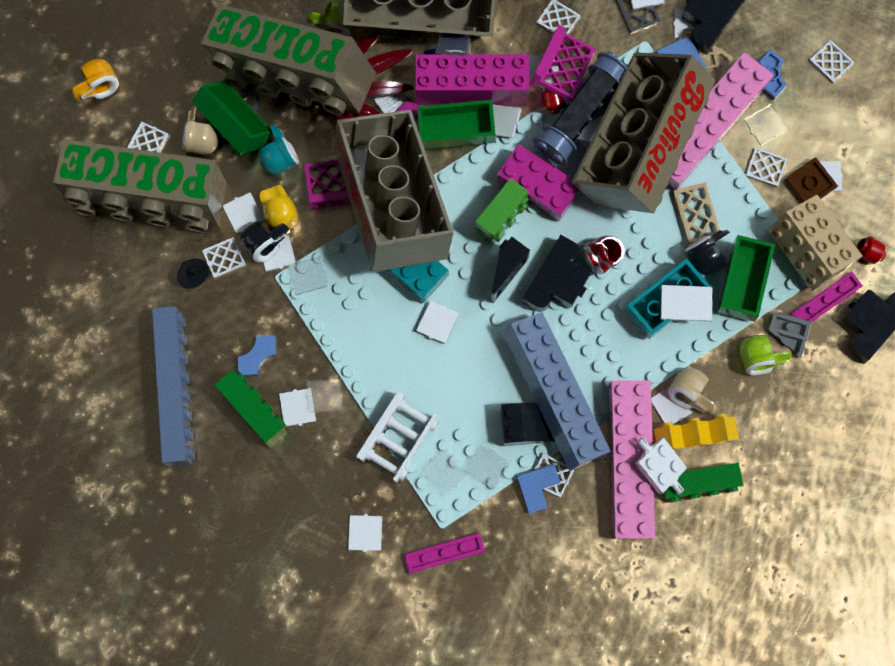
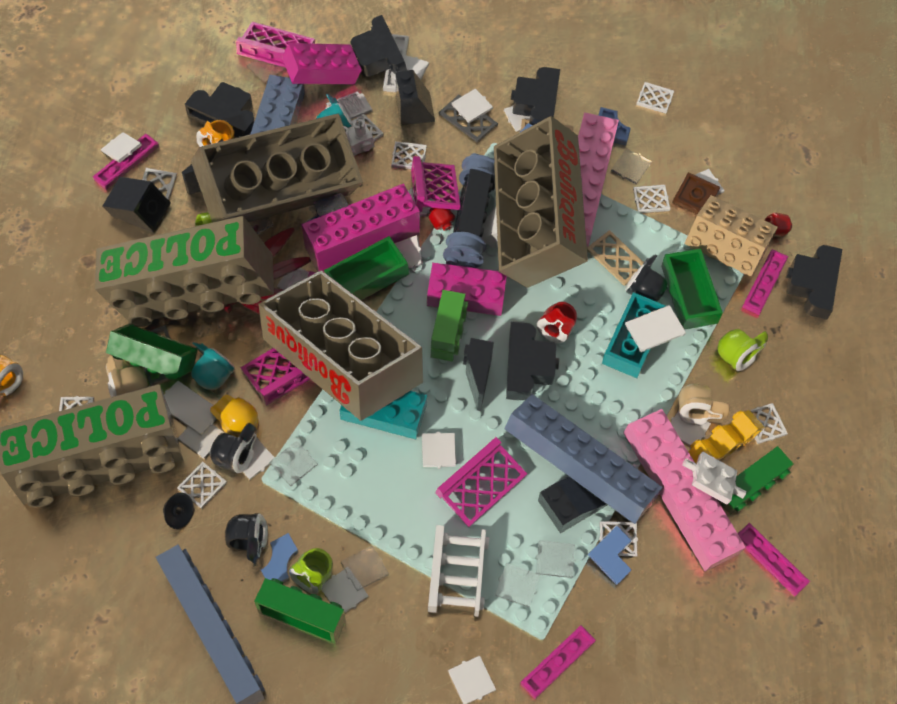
camera: 30 degrees left, 15 degrees down
(241, 321) = (247, 534): none -> black piece
(243, 181) = (189, 408): none -> white piece
(278, 378) = (312, 570): none -> lime piece
(454, 353) = (469, 469): none -> dark pink fence
(676, 557) = (773, 560): none -> dark pink tile
(758, 435) = (771, 437): none -> white window
(791, 331) = (752, 317): light grey wing -> none

